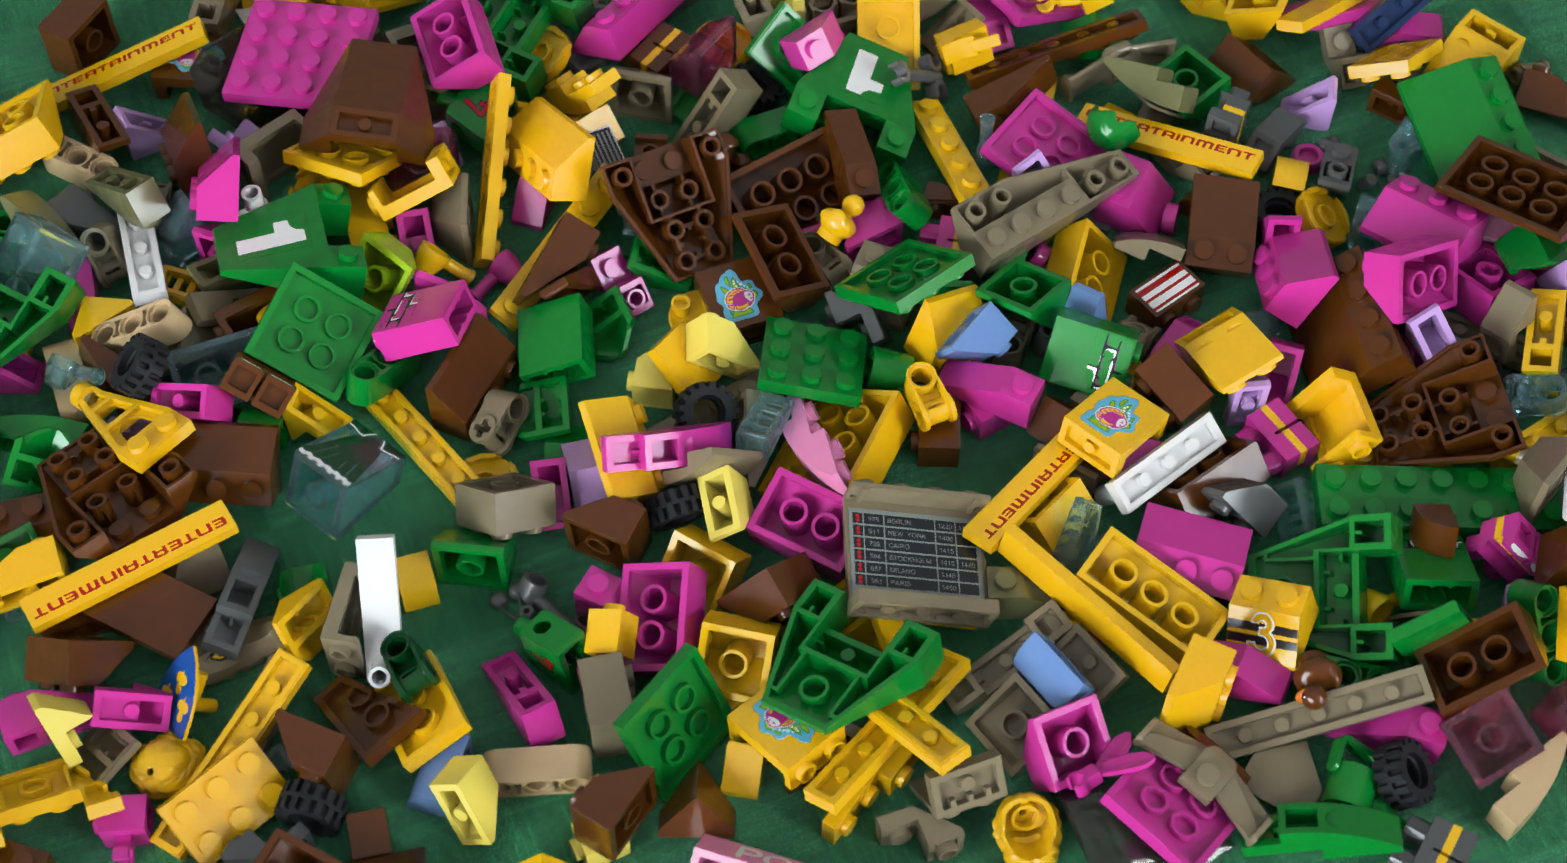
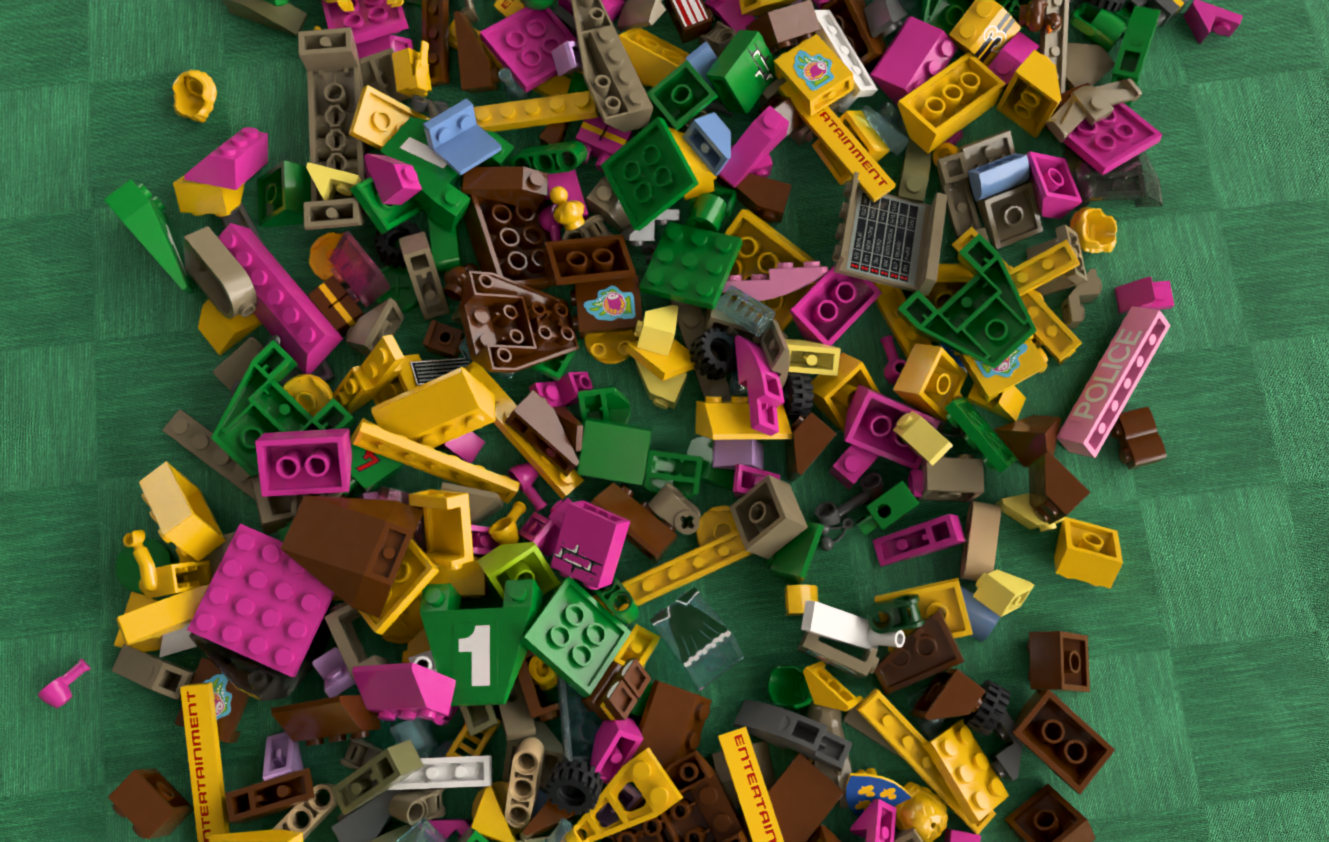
camera: 75 degrees left, 20 degrees up
(369, 833) = (1009, 669): reddish brown brick -> none
(611, 631) = (900, 462): yellow brick -> none
(645, 635) = (922, 437): none -> light yellow slope
(772, 590) = (886, 343): reddish brown slope -> none
(886, 90) = (459, 139): none -> medium blue bracket
(928, 402) = (756, 192): yellow piece -> none
(1088, 608) = (954, 137): yellow tile -> none
(1111, 762) = (1077, 160): dark pink piece -> none

